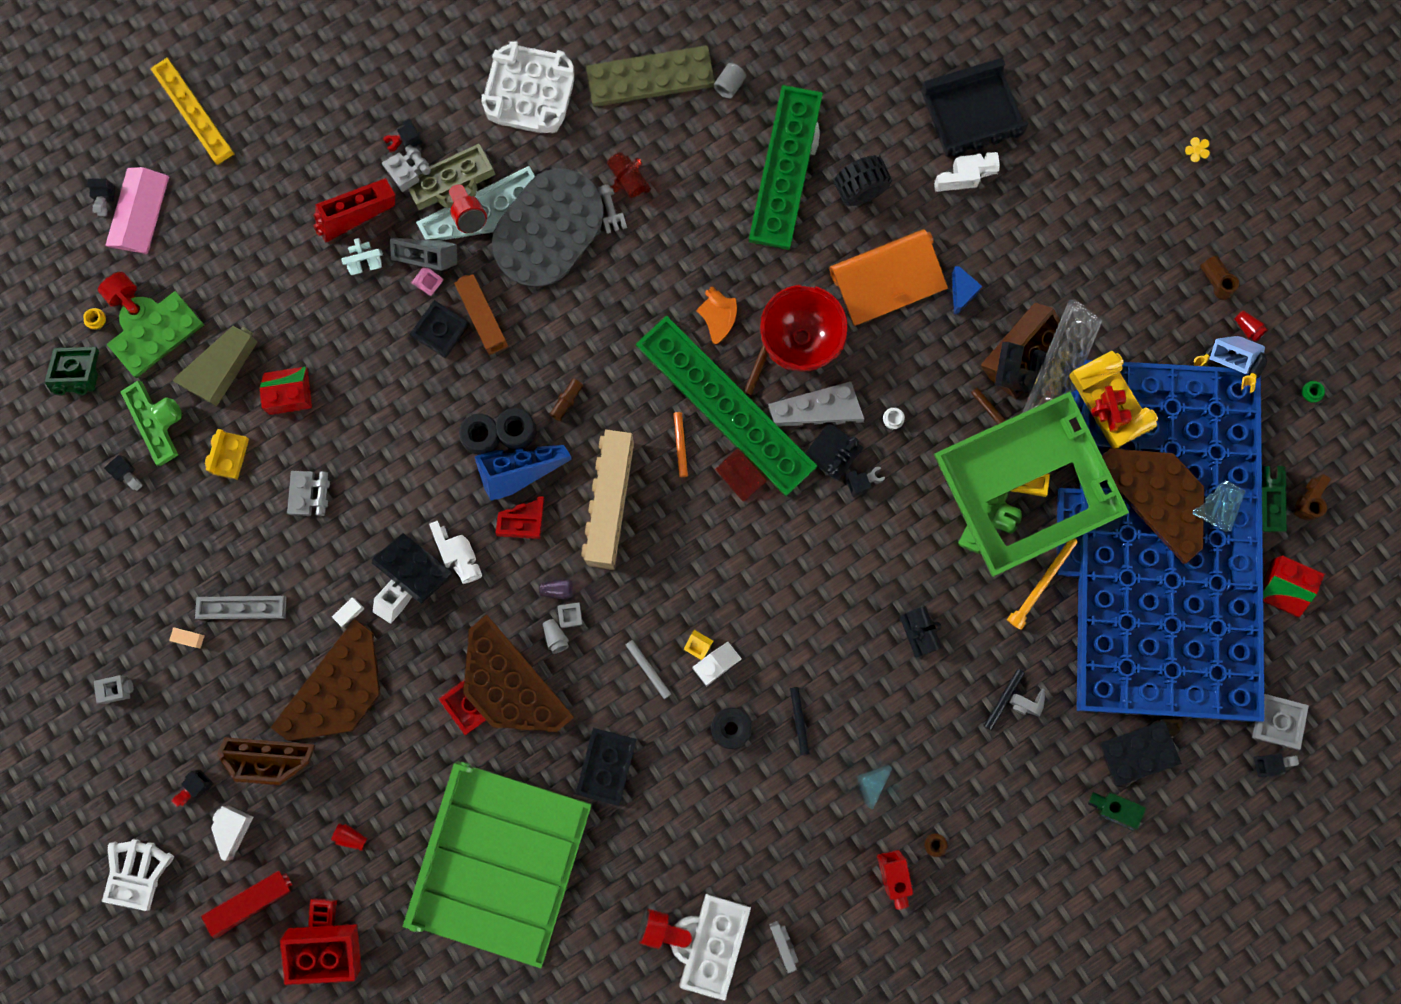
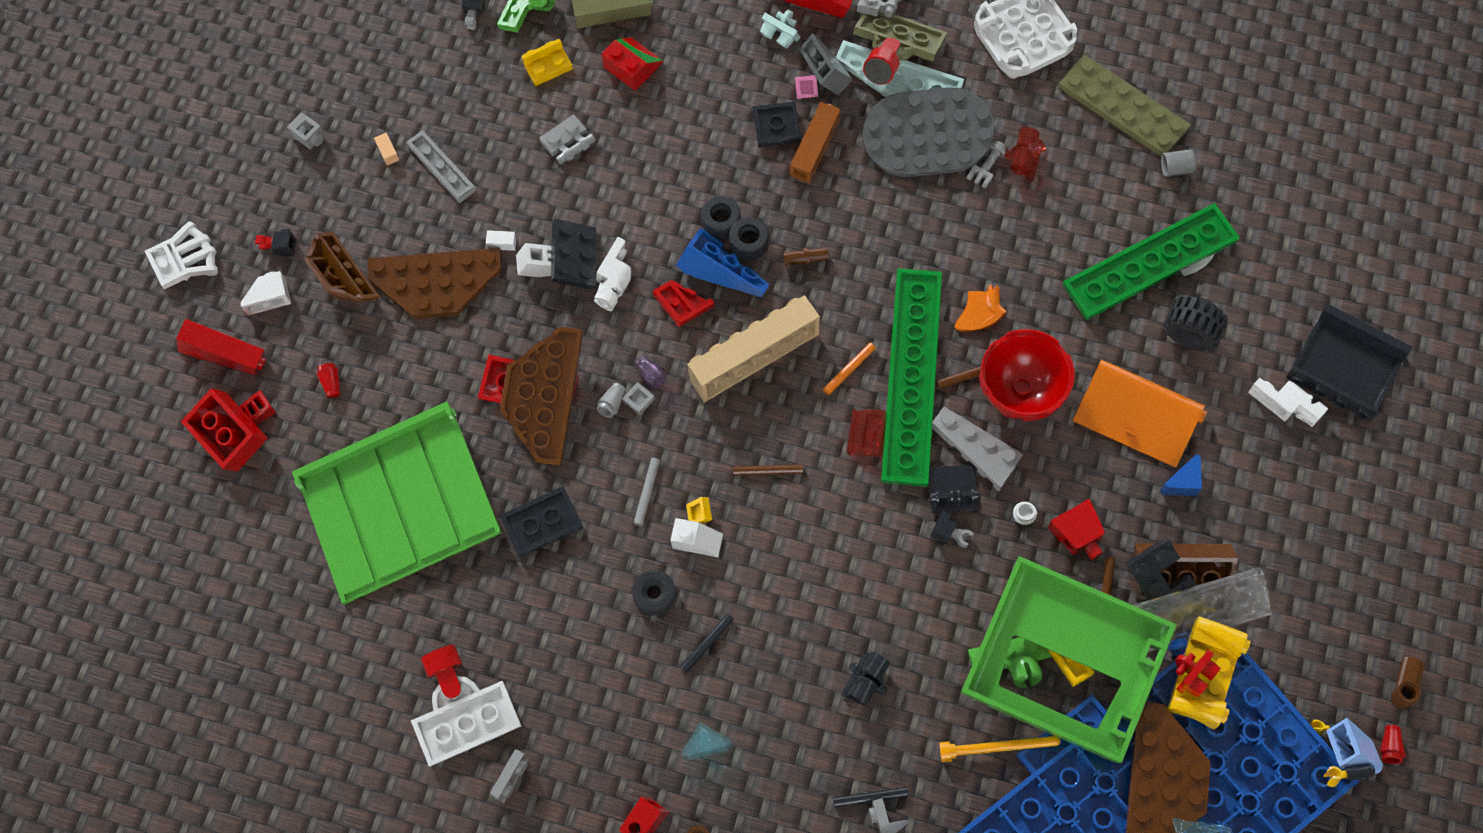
camera: 50 degrees right, 10 degrees down
(706, 569) = (767, 470): none -> reddish brown bar
(938, 392) = (1079, 530): none -> red torso

